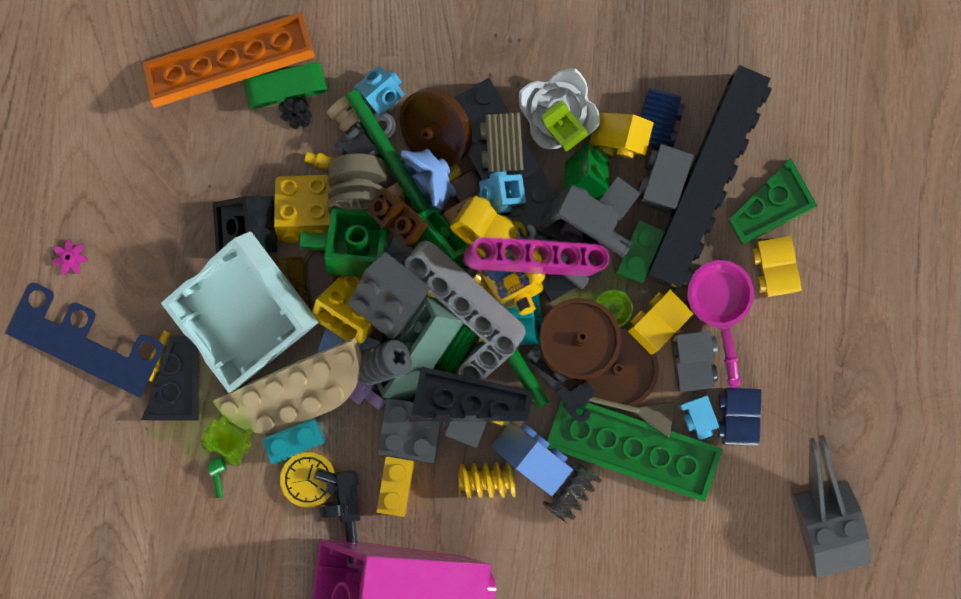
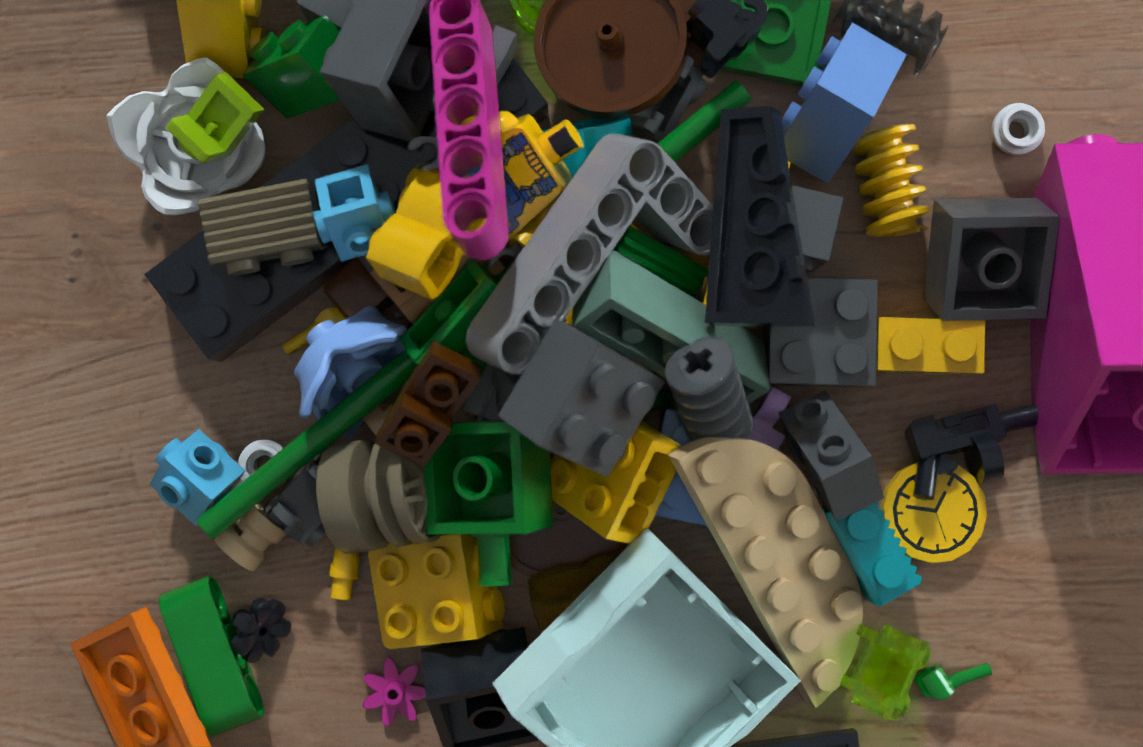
camera: 100 degrees left, 0 degrees up
(258, 178) = (399, 683): none -> dark pink plant
(344, 425) = (831, 455): none -> dark grey brick
(436, 123) = (242, 360): reddish brown piece -> none
(436, 525) = (990, 258): none -> dark grey brick
(503, 563) = (1030, 120): none -> white plate

